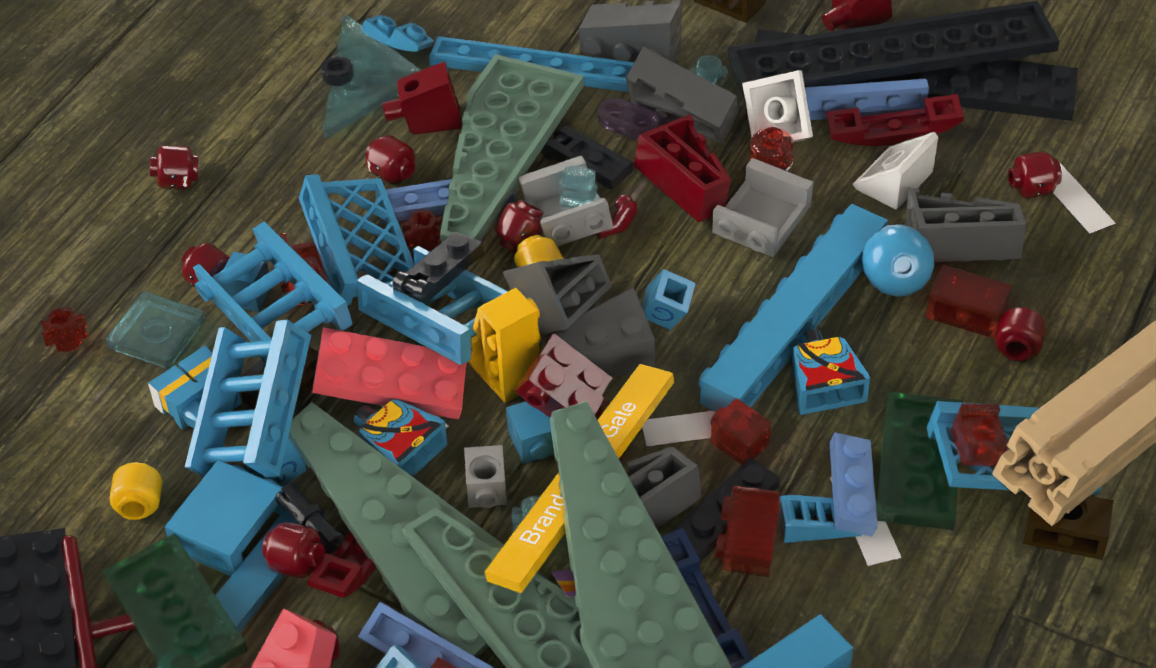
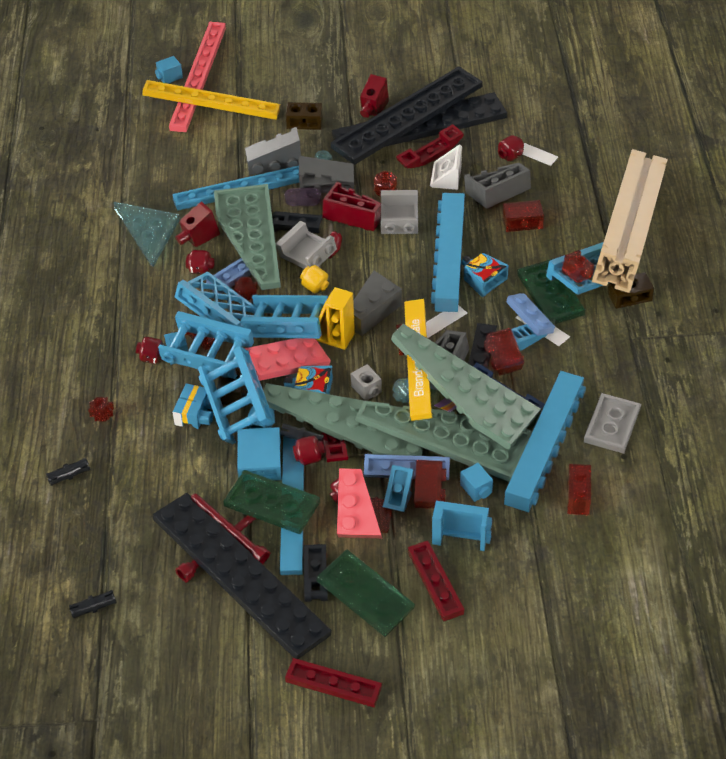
camera: 30 degrees left, 0 degrees up
(136, 490) = (205, 462): yellow head -> none
(155, 329) = (146, 390): clear light blue tile -> none
(174, 167) = (90, 310): dark red head -> none
(337, 71) = (136, 230): black tile -> none
(405, 37) = (158, 201): dark azure slope -> none
(439, 267) = (276, 298): black plate -> none
(518, 223) = (292, 266): dark red head -> none
(529, 432) = (371, 353): dark azure brick -> none
(561, 288) = (345, 279): dark grey wedge -> none
(562, 379) = (376, 324): plate -> none
(577, 186) = (310, 236): clear light blue piece -> none
(667, 299) = (391, 268): dark azure brick -> none
(740, 431) = (465, 313): clear red brick -> none
(779, 103) = (376, 160): white slope -> none
(869, 97) = (414, 141): medium blue plate -> none
(898, 260) = (482, 209): dark azure cylinder -> none
(1020, 334) = (556, 220): dark red head -> none

